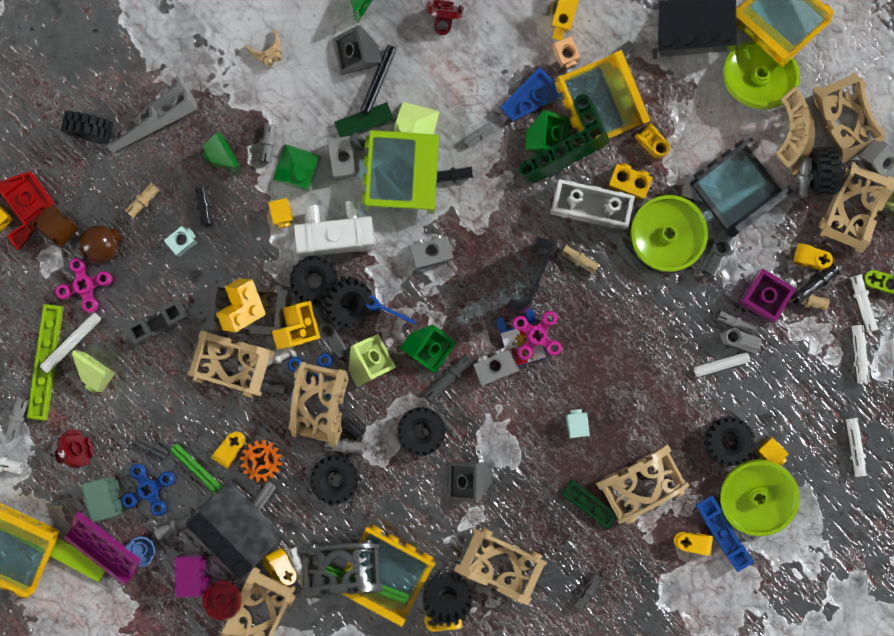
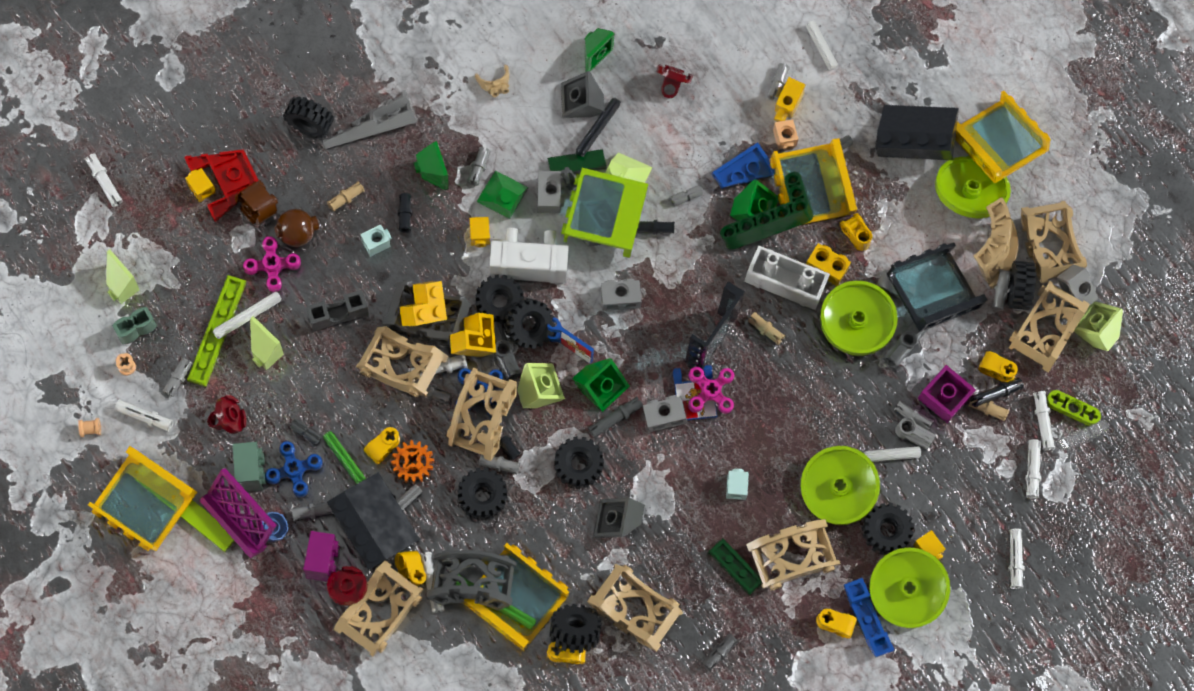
camera: 10 degrees right, 15 degrees down
(677, 408) = (840, 485): none -> lime dish

